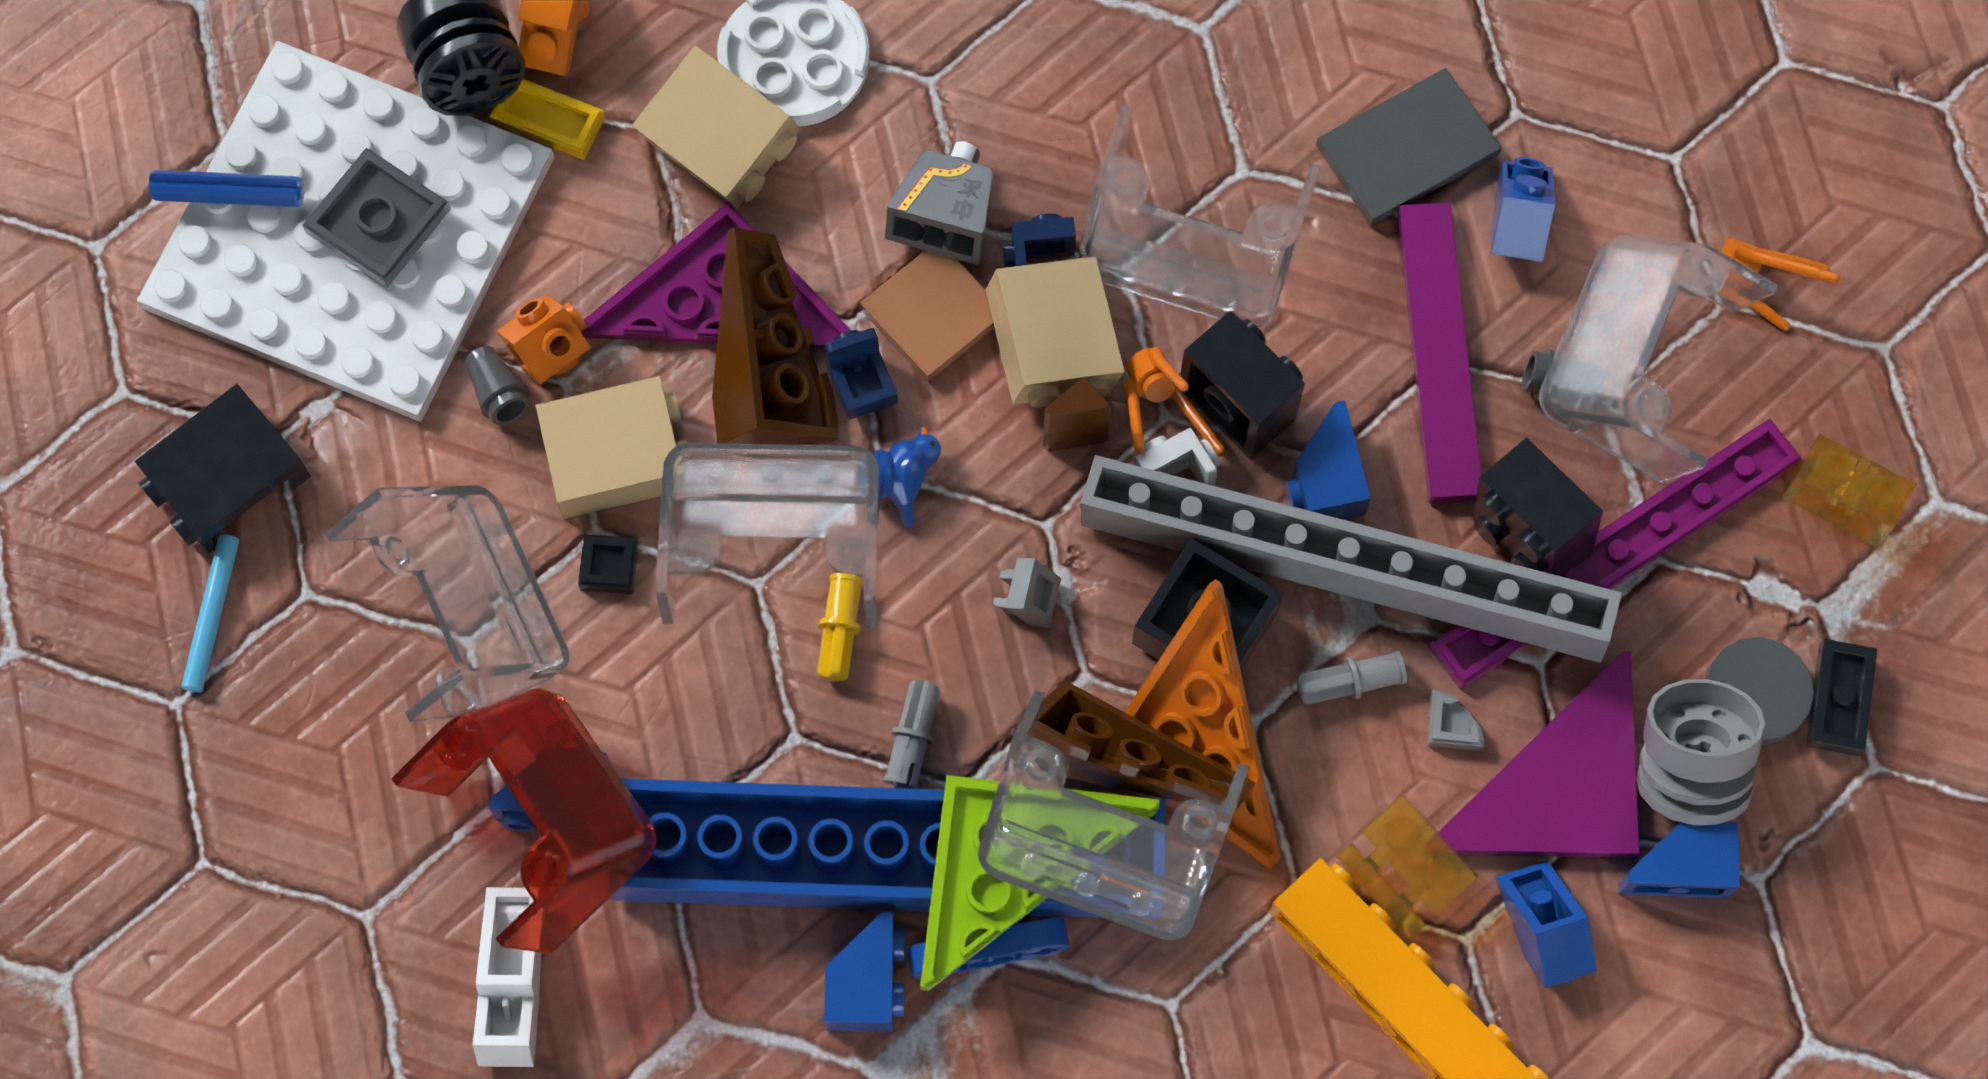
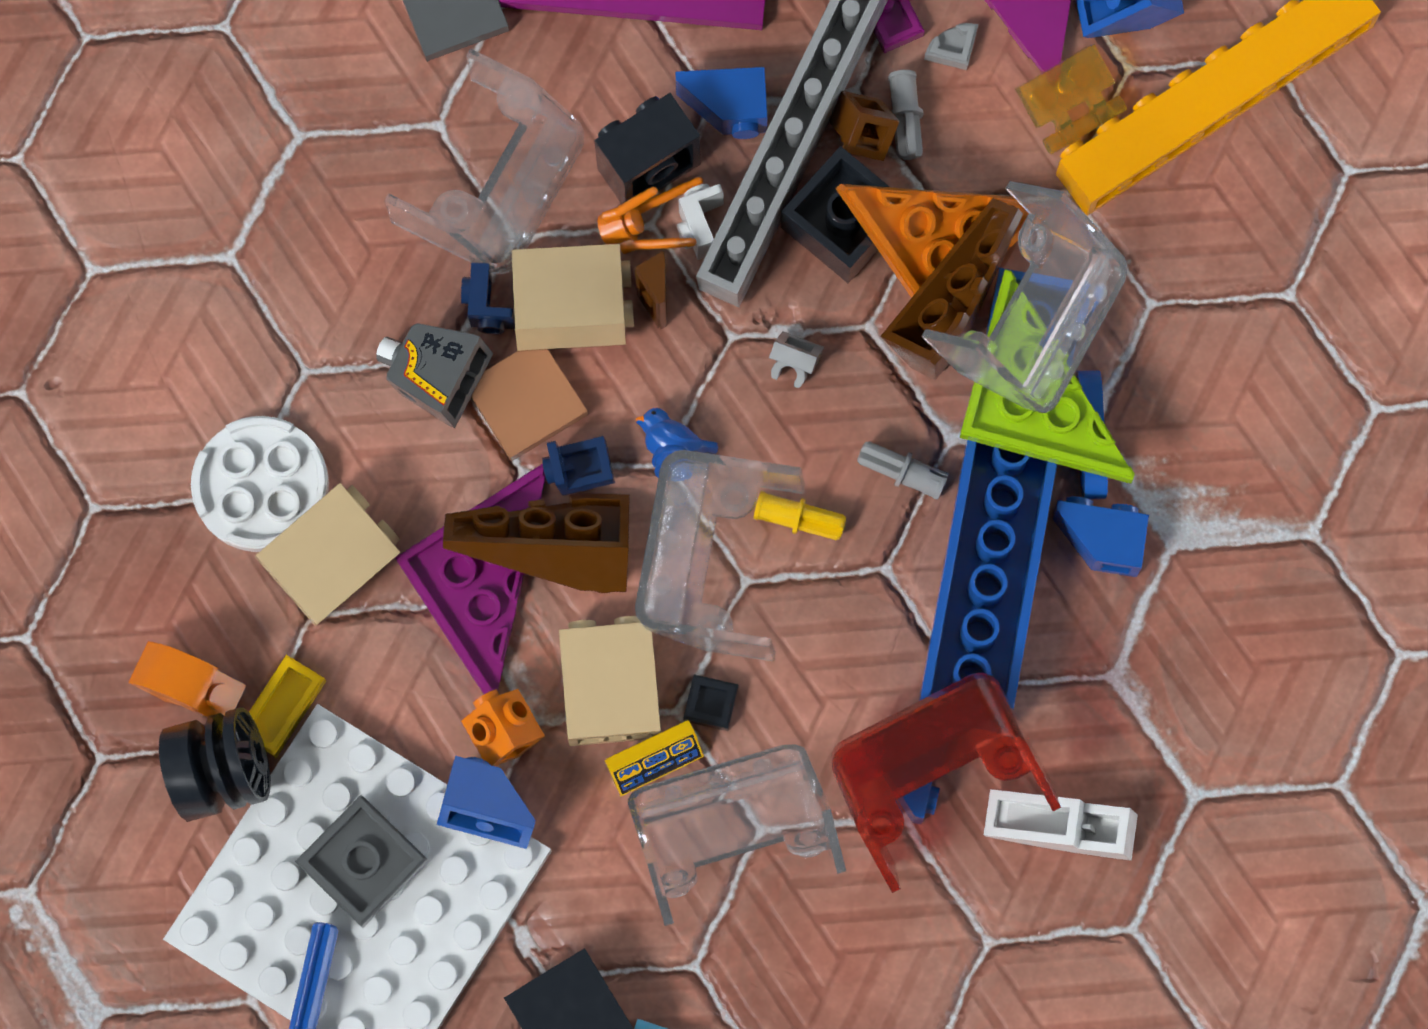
camera: 80 degrees left, 5 degrees up
(452, 323) = (485, 804): none -> blue slope
(497, 387) = (539, 775): dark grey cone -> none
(531, 507) = (654, 758): none -> tile
(1322, 624) = (864, 125): none -> reddish brown brick

